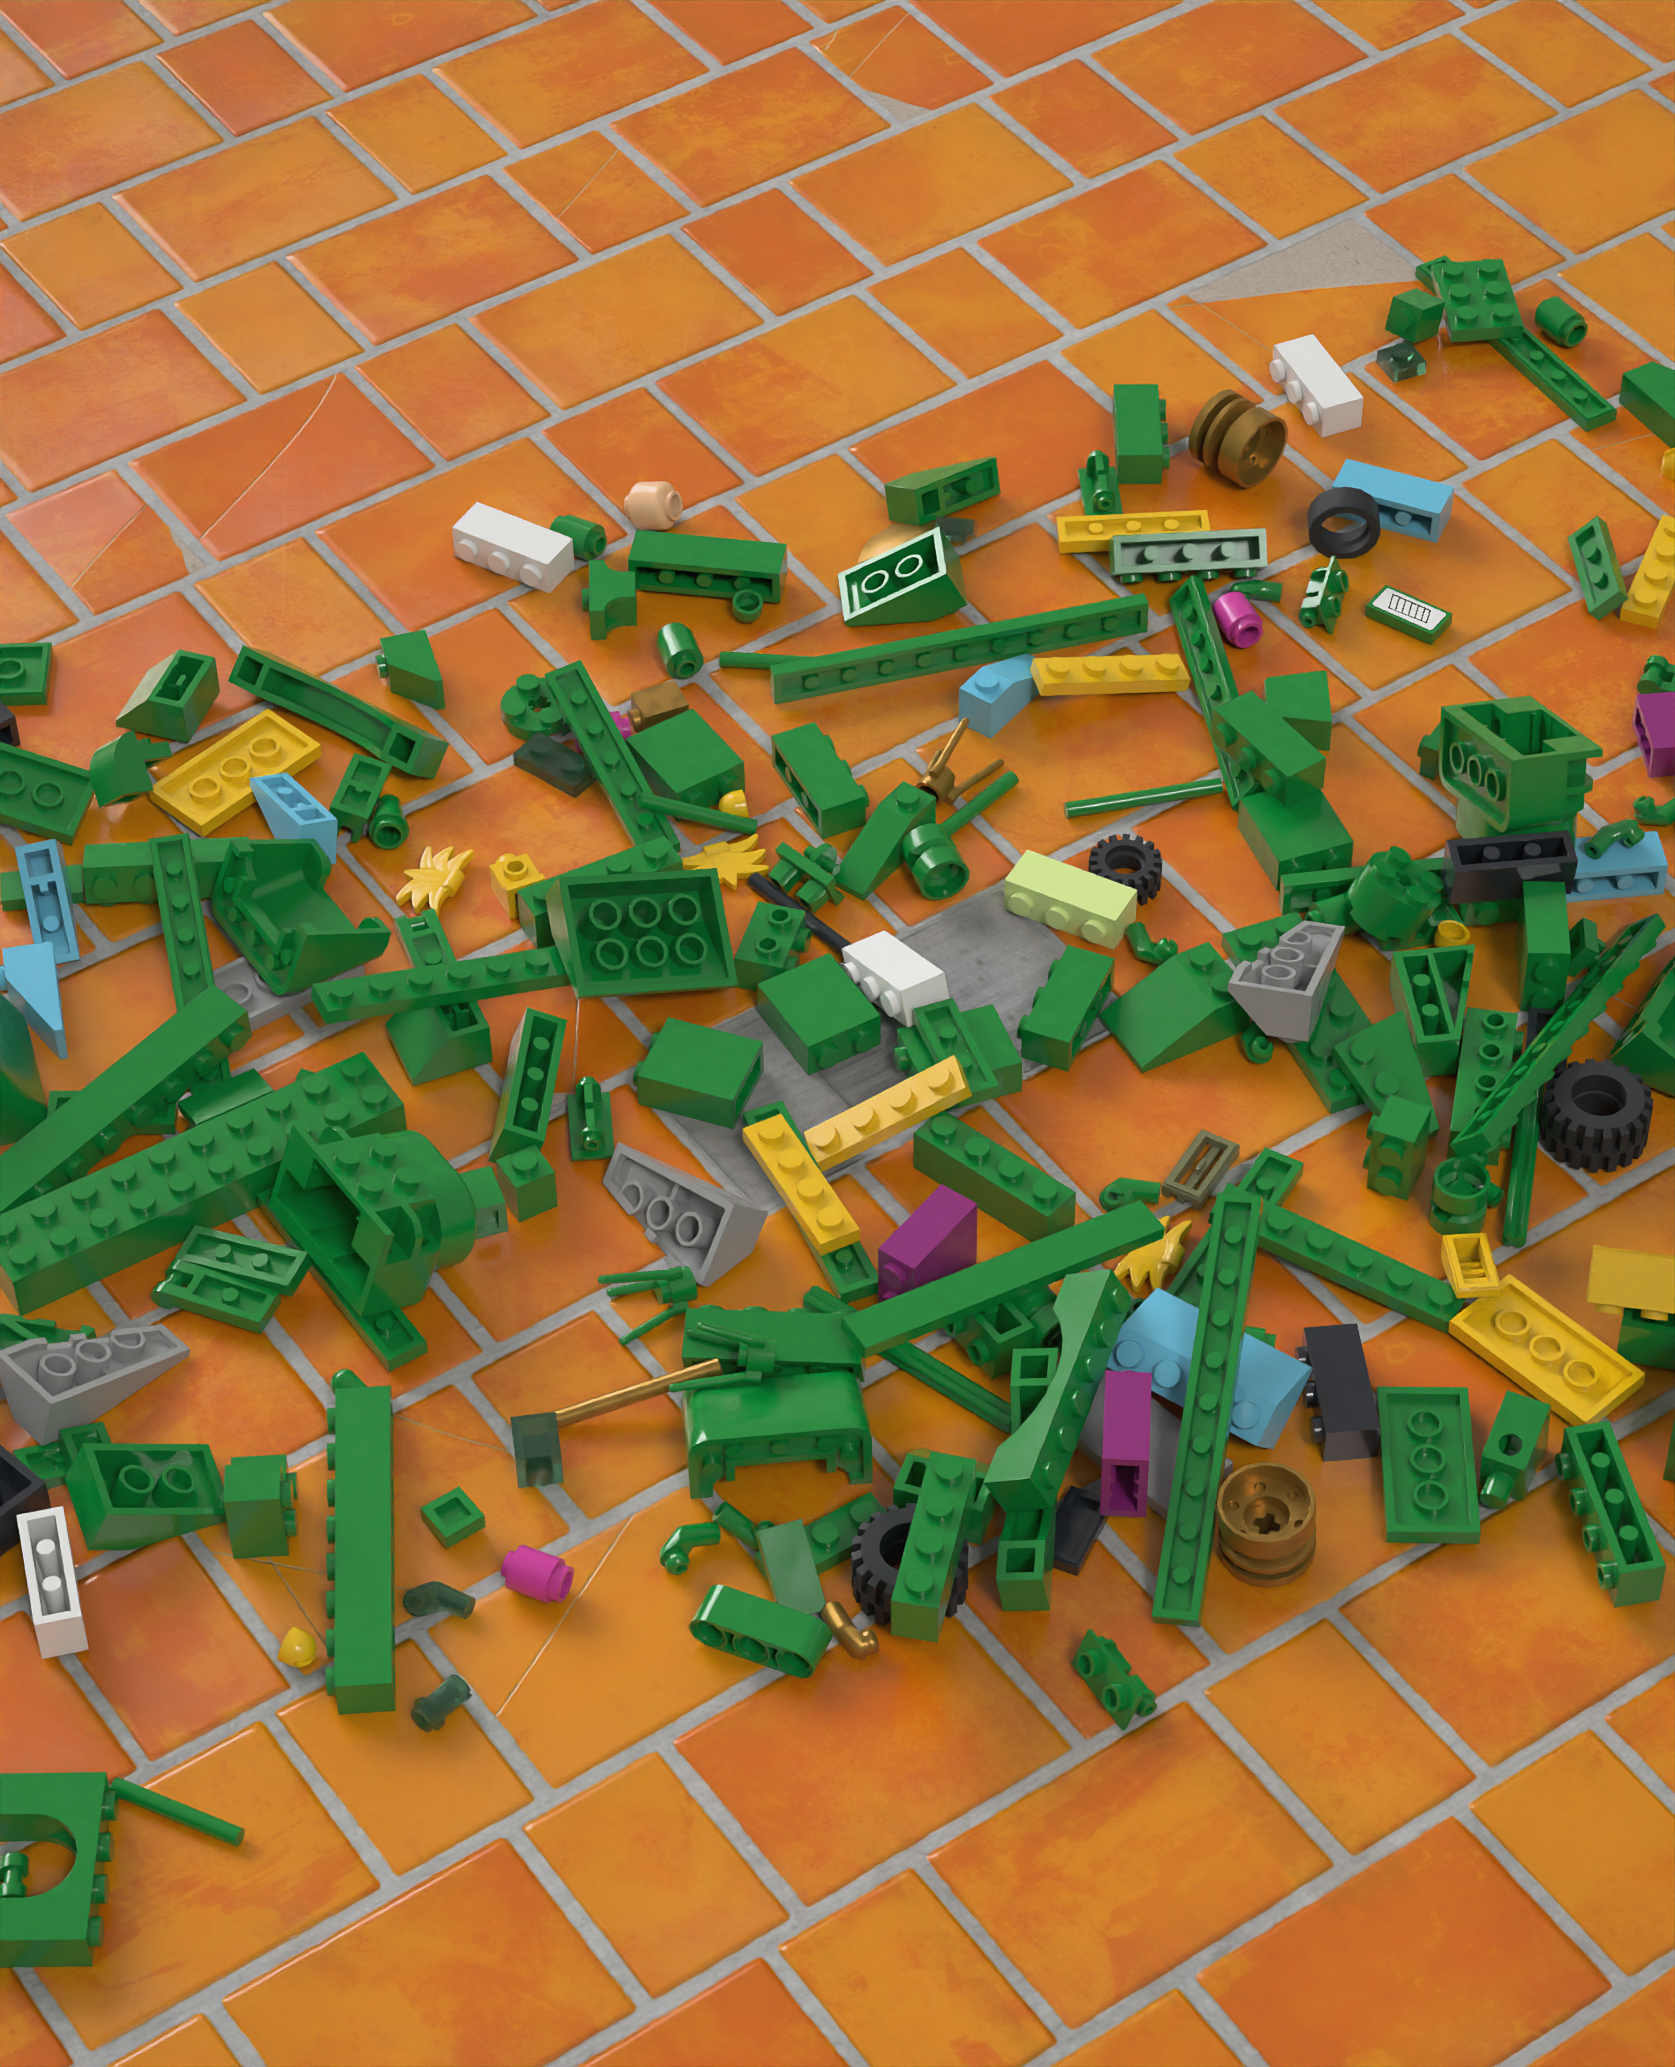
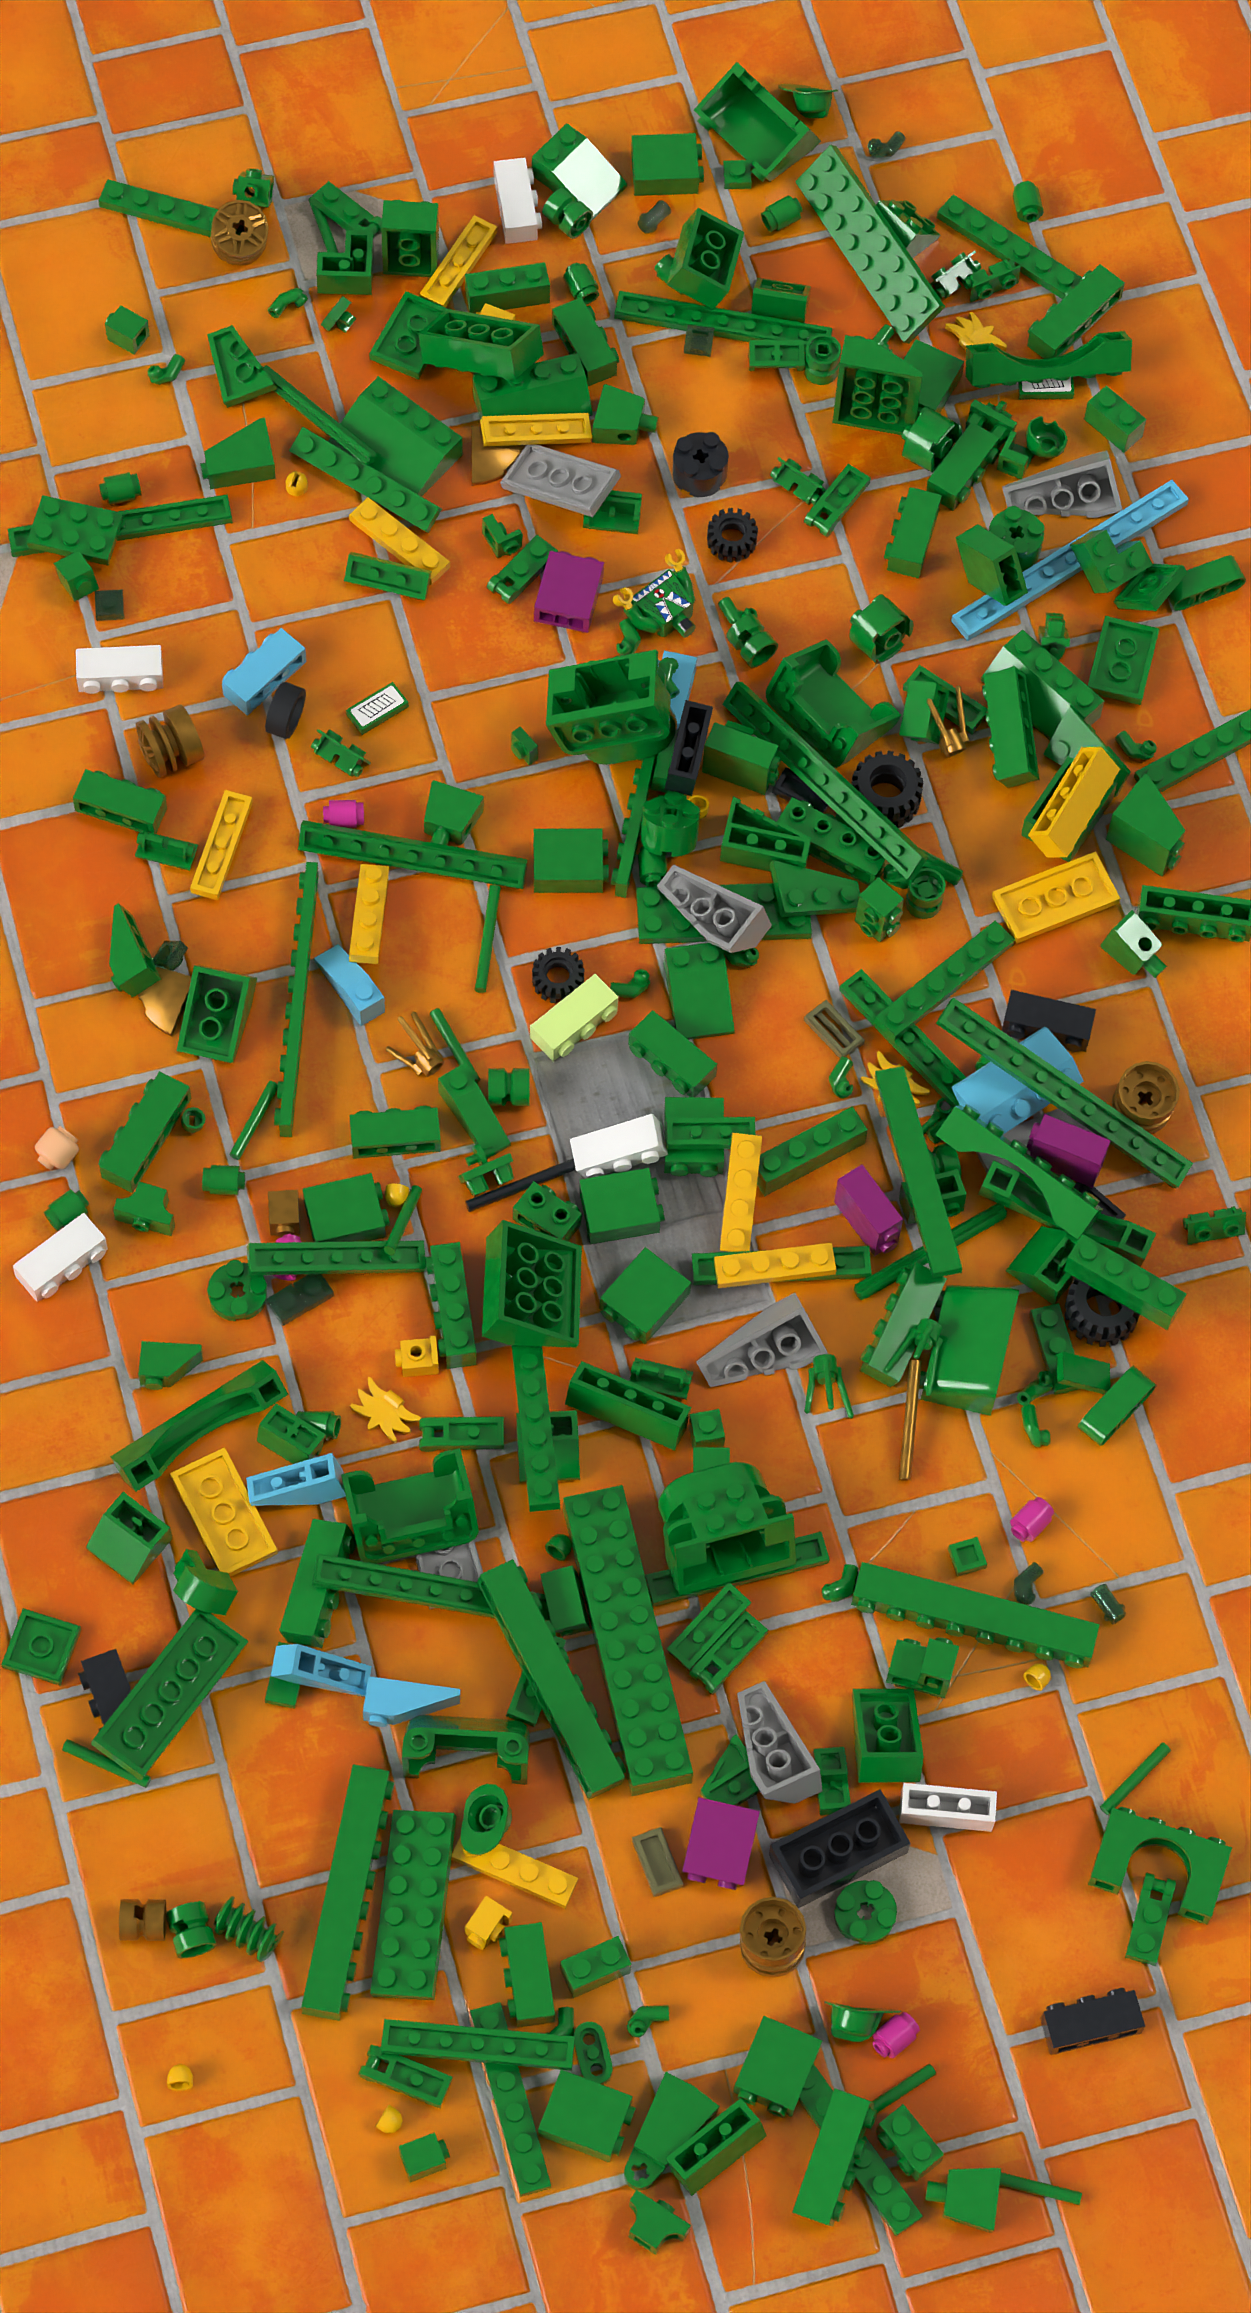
camera: 75 degrees left, 20 degrees up
(537, 1450) = (934, 1491): clear green brick -> none
(731, 860) = (444, 1219): yellow piece -> none
(846, 1633) = (1126, 1360): pearl gold arm -> none
(1188, 552) = (270, 819): brick -> none
(1259, 590) = (312, 793): green arm -> none
(1268, 748) = (508, 844): green brick -> none
(1427, 1465) = (1118, 995): green plate -> none
(1470, 1265) = (975, 900): yellow slope -> none

